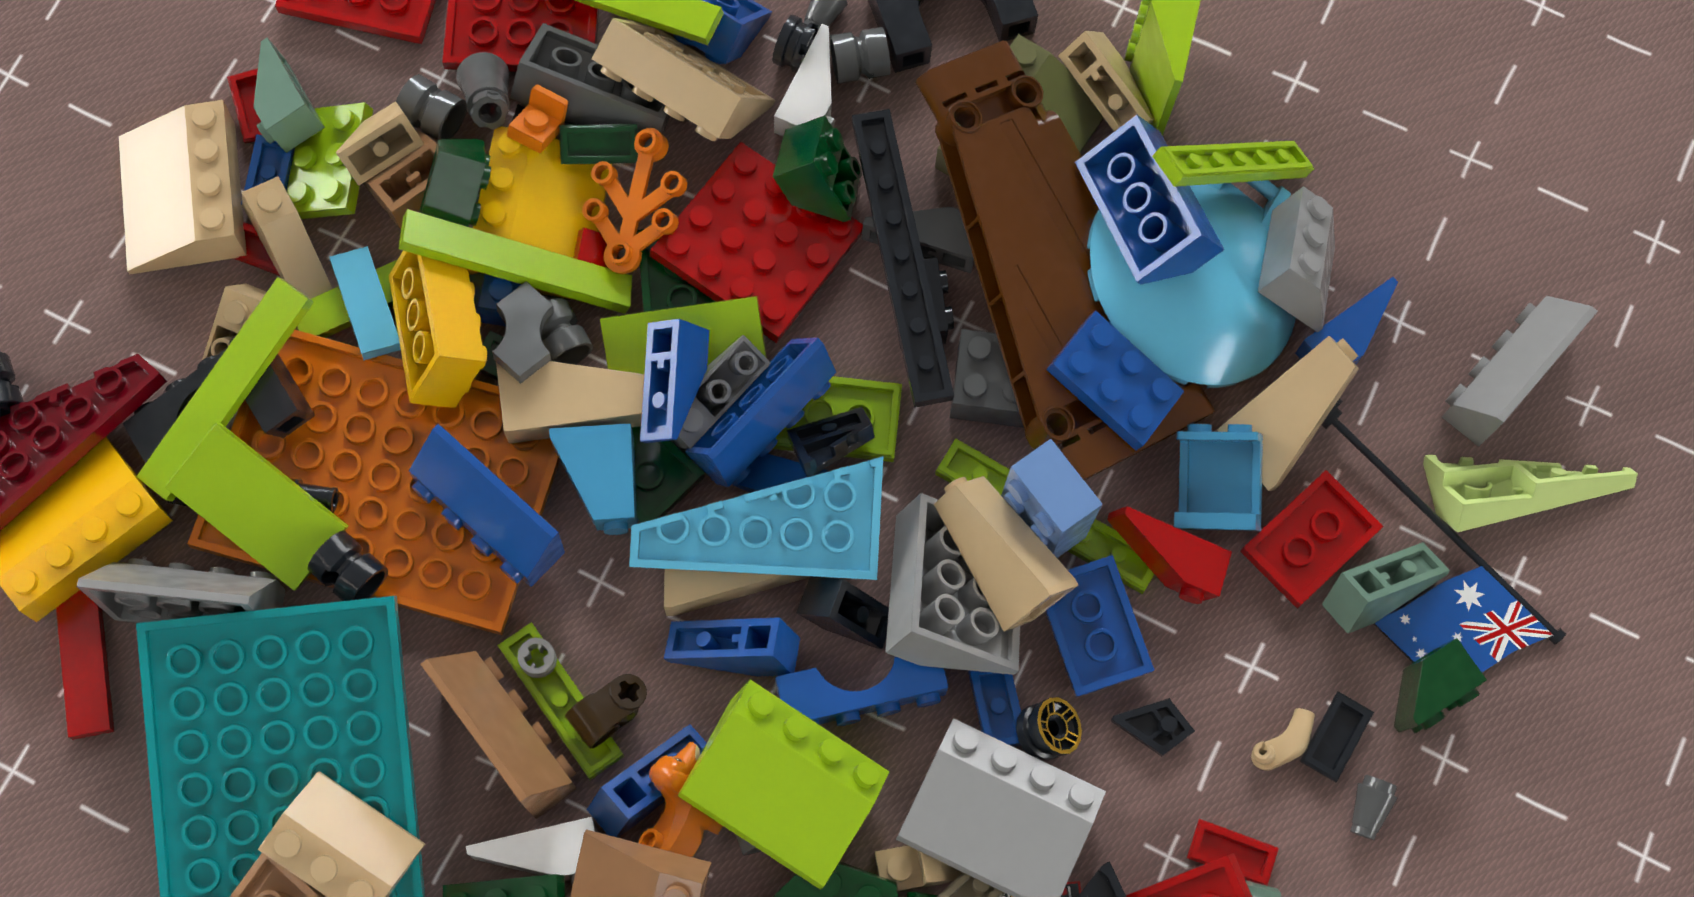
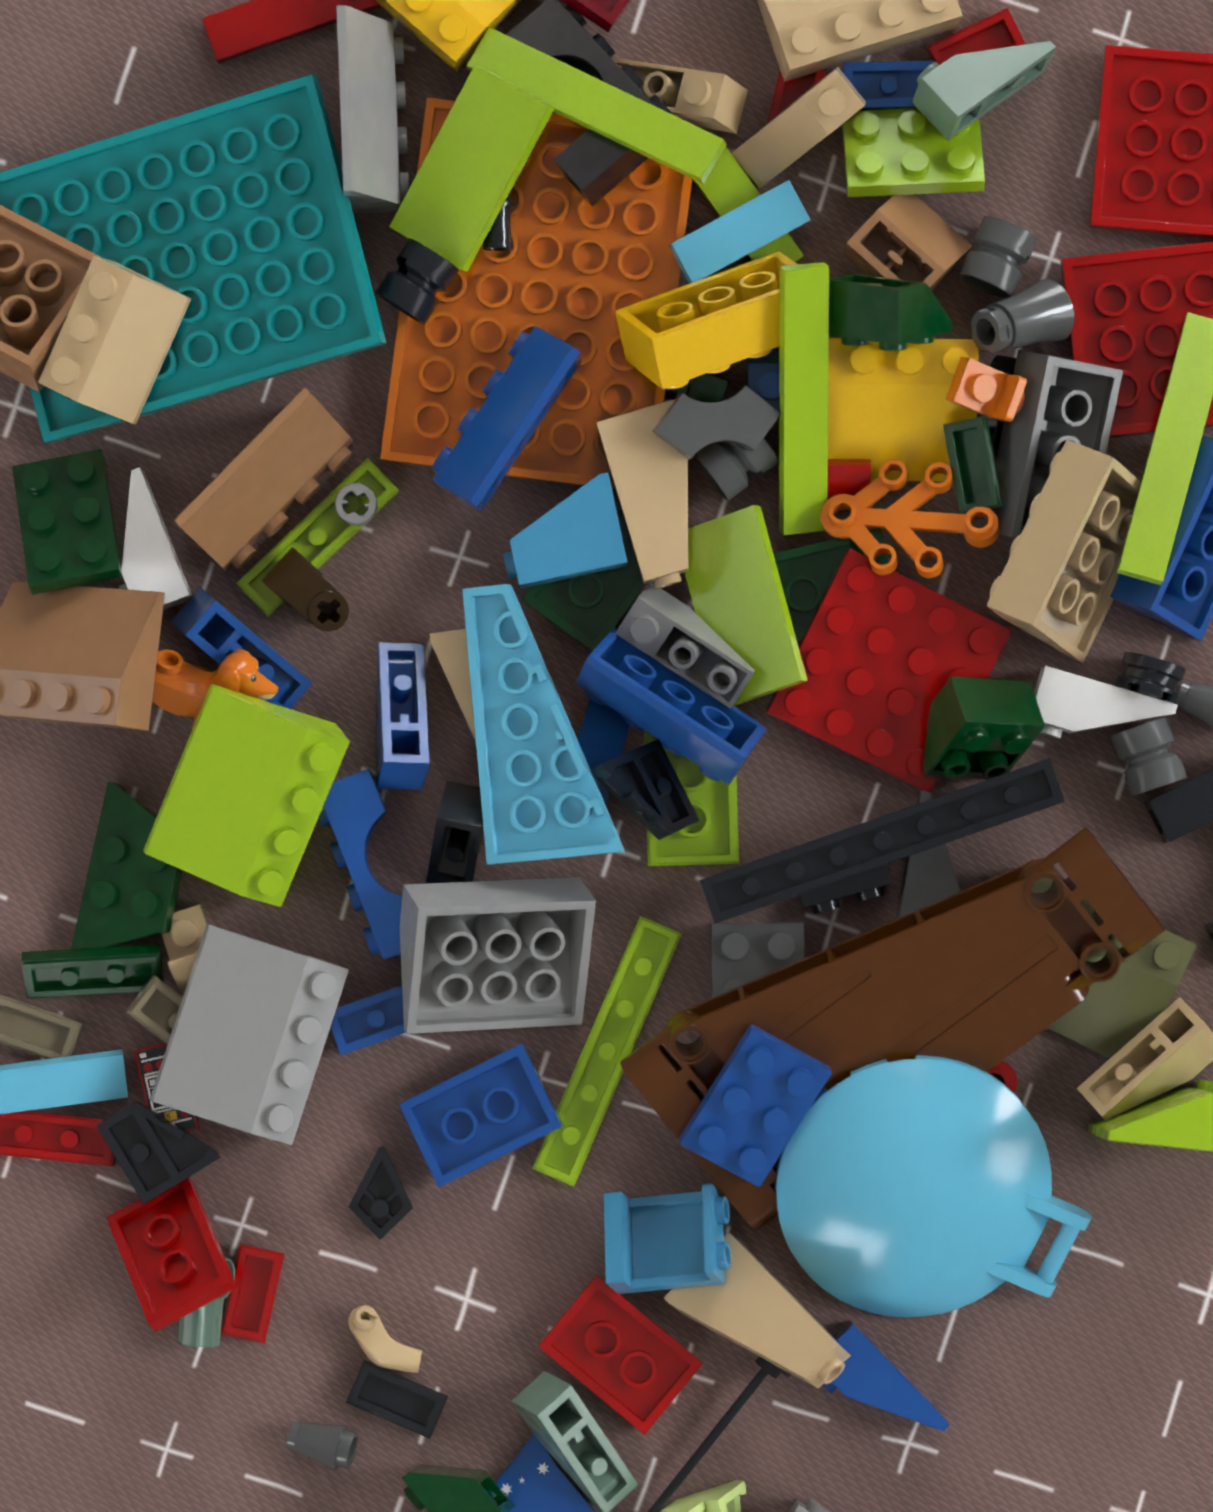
camera: 90 degrees right, 15 degrees up
(379, 143) = (934, 210): tan slope -> none
(672, 376) = (685, 600): blue slope -> none
(1002, 553) = (537, 998): tan slope -> none
(1049, 729) = (342, 1078): black wheel -> none
(1051, 498) = (596, 1044): medium blue brick -> none
(1151, 220) = (969, 1119): blue slope -> none
(1175, 556) = (568, 1201): red slope -> none
(1232, 162) = (1048, 1218): lime tile -> none
(1300, 257) = (950, 1310): light grey slope -> none

